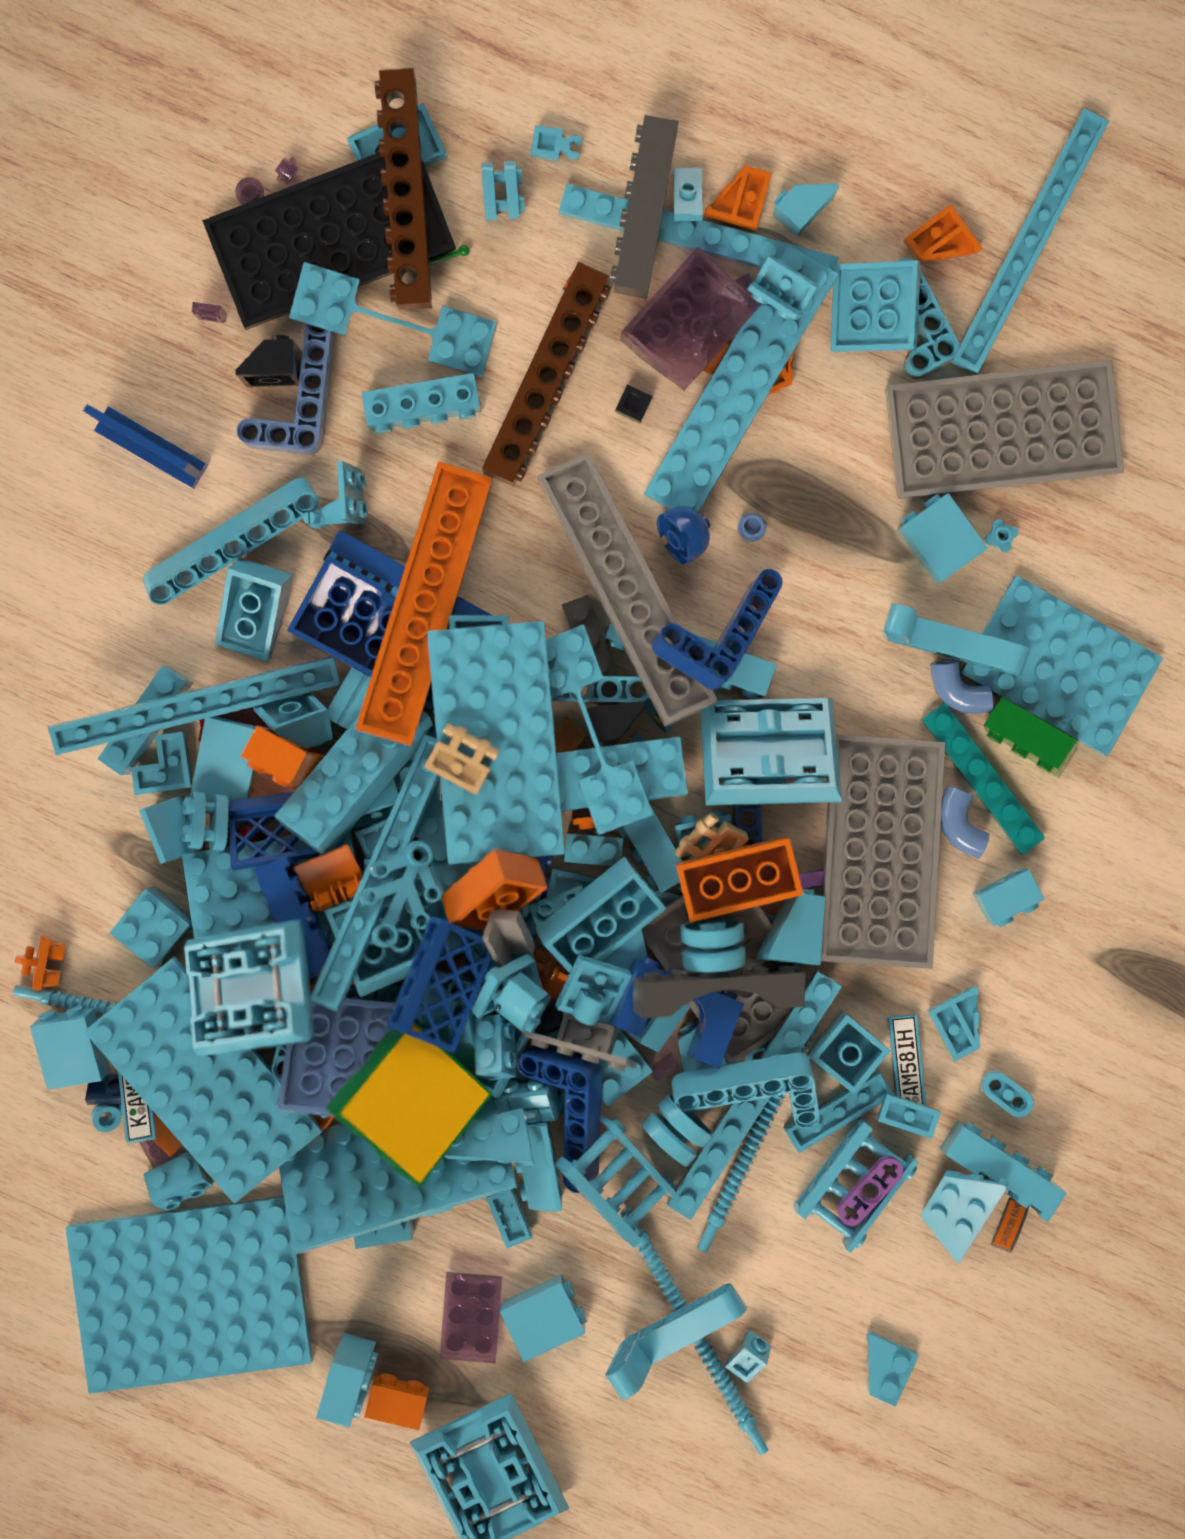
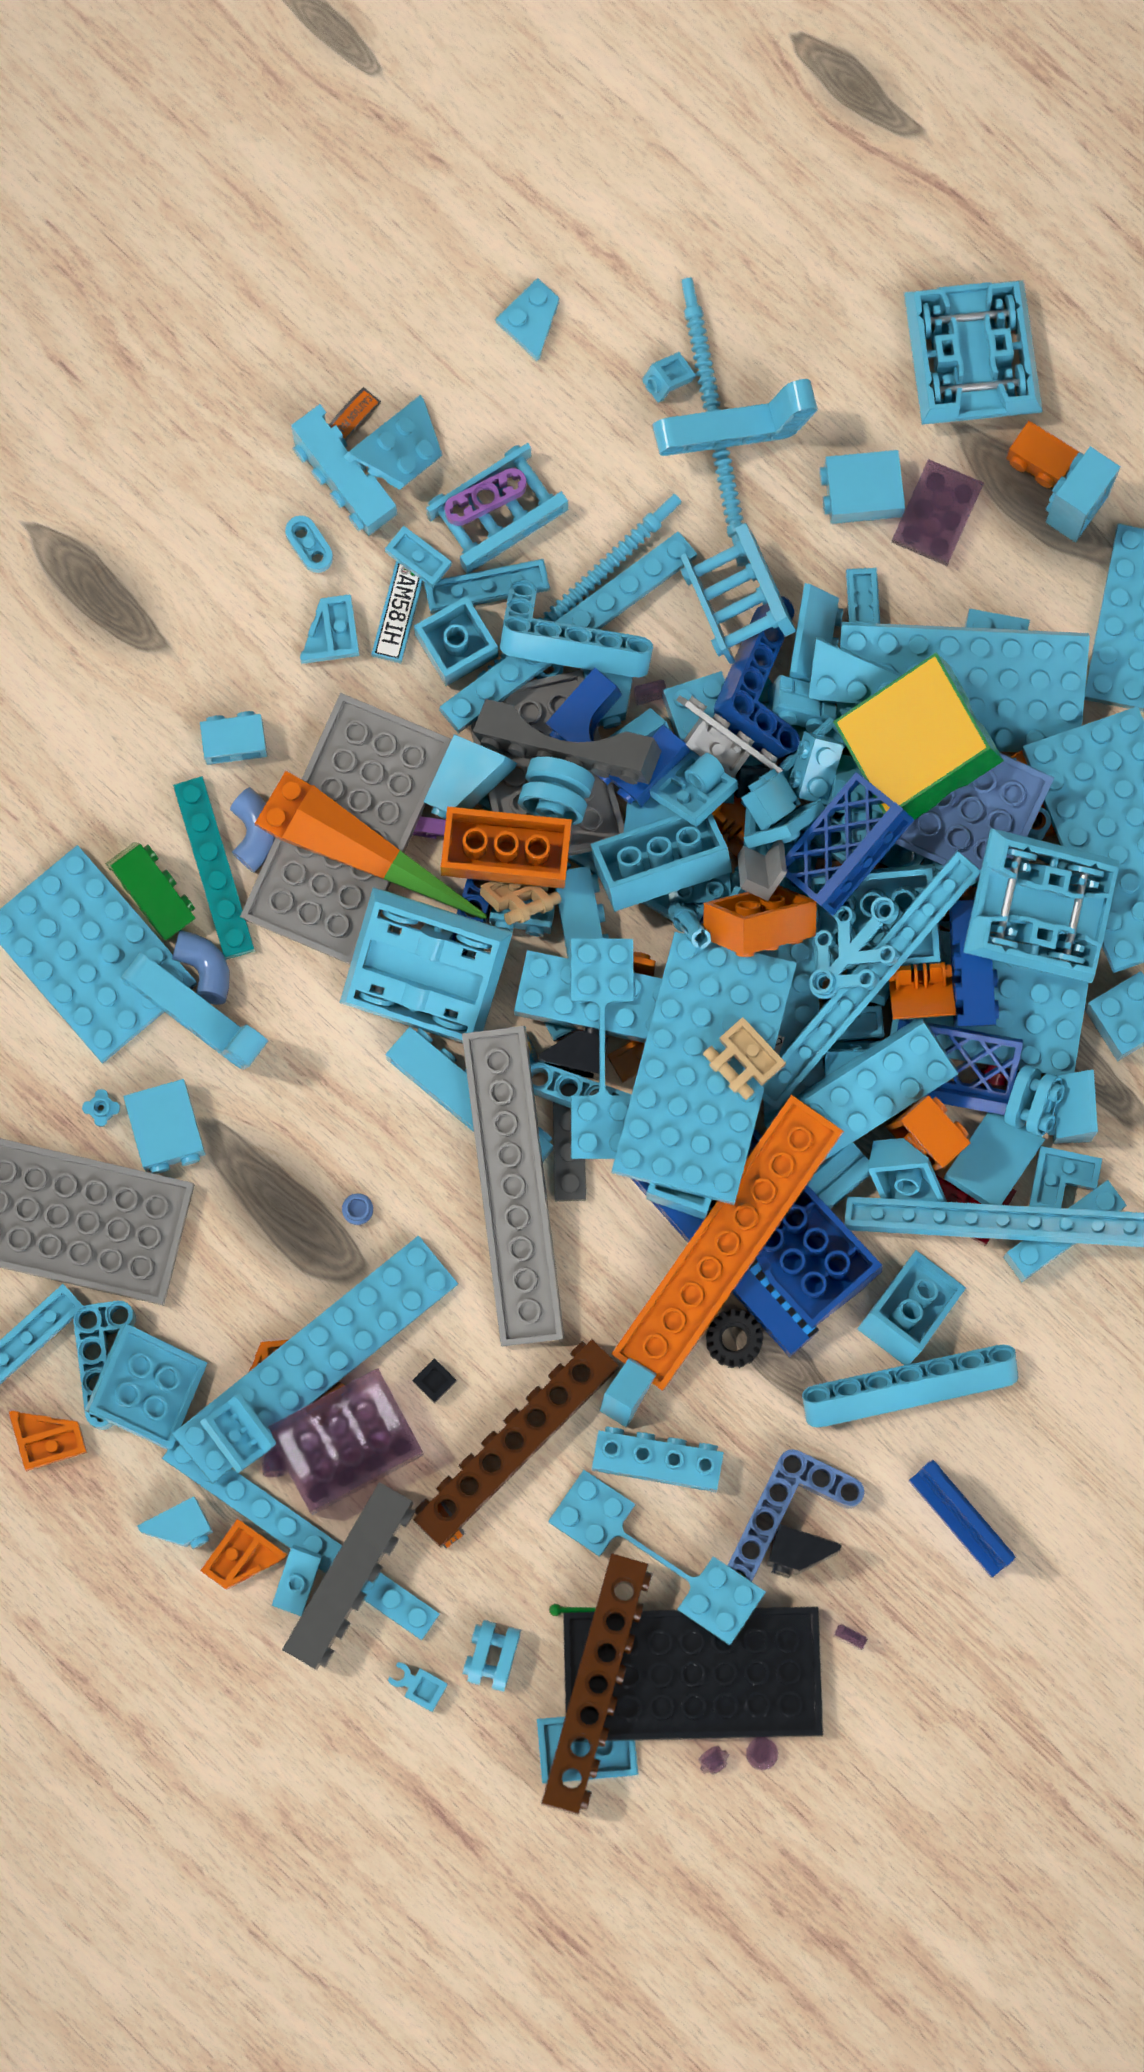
camera: 155 degrees left, 10 degrees down
(349, 506) = (777, 1373): medium azure plate -> none
(377, 525) = (734, 1319): none -> black tyre
(466, 451) = (627, 1392): none -> medium azure slope
(559, 870) = (686, 921): none -> medium azure pin
(593, 849) = (647, 934): medium azure brick -> none
(677, 1131) = (659, 622): medium azure wheel -> none
(685, 532) = (430, 1222): blue cylinder -> none
(732, 637) = (424, 1096): blue beam -> none
(909, 844) = (316, 823): none -> orange plate

